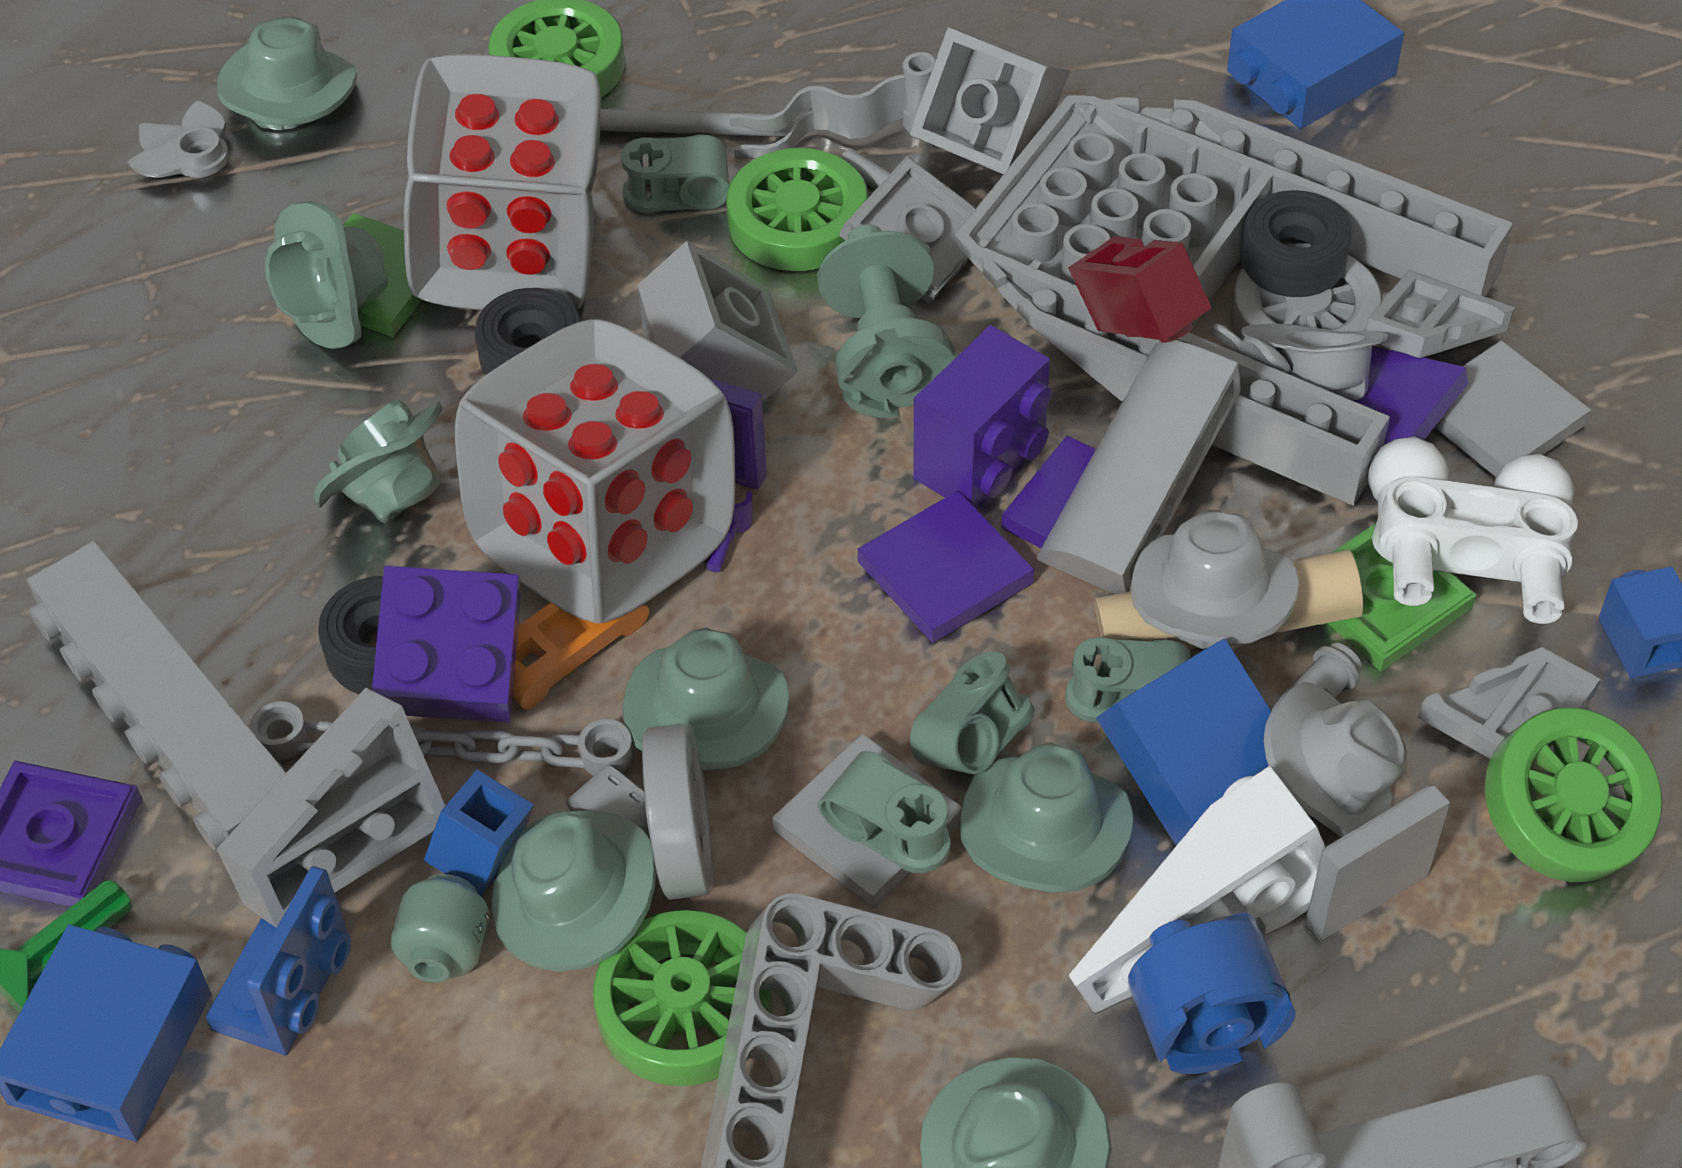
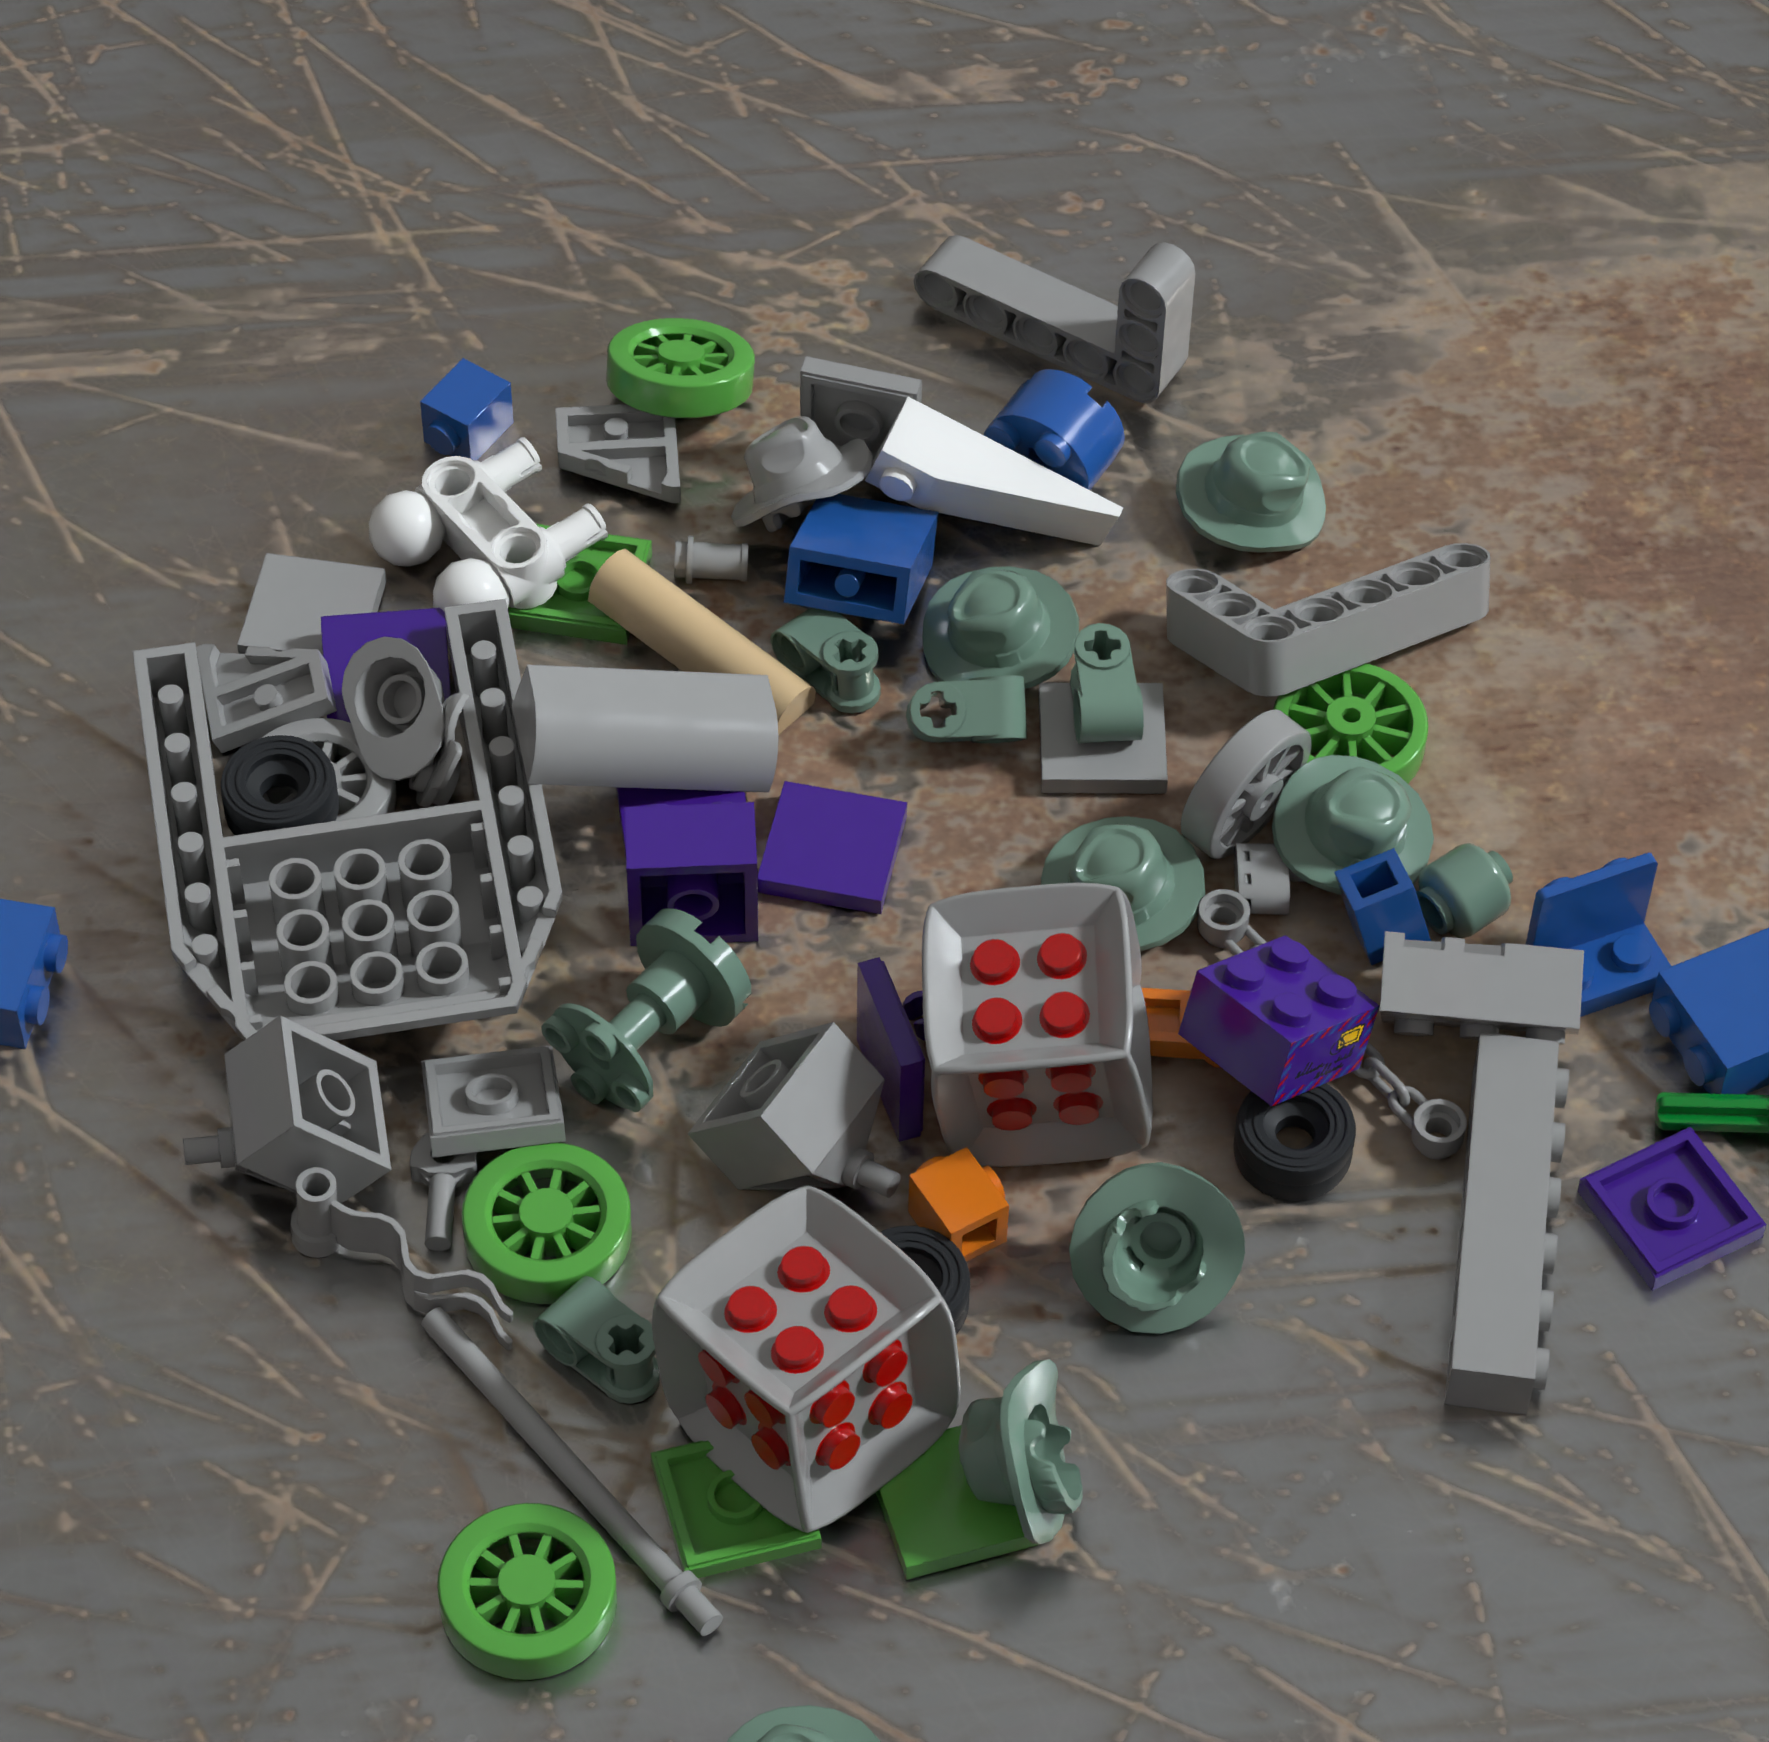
camera: 135 degrees left, 0 degrees up
(1141, 288) = (520, 747): dark red brick -> none
(1214, 582) = (724, 612): light grey hat -> none

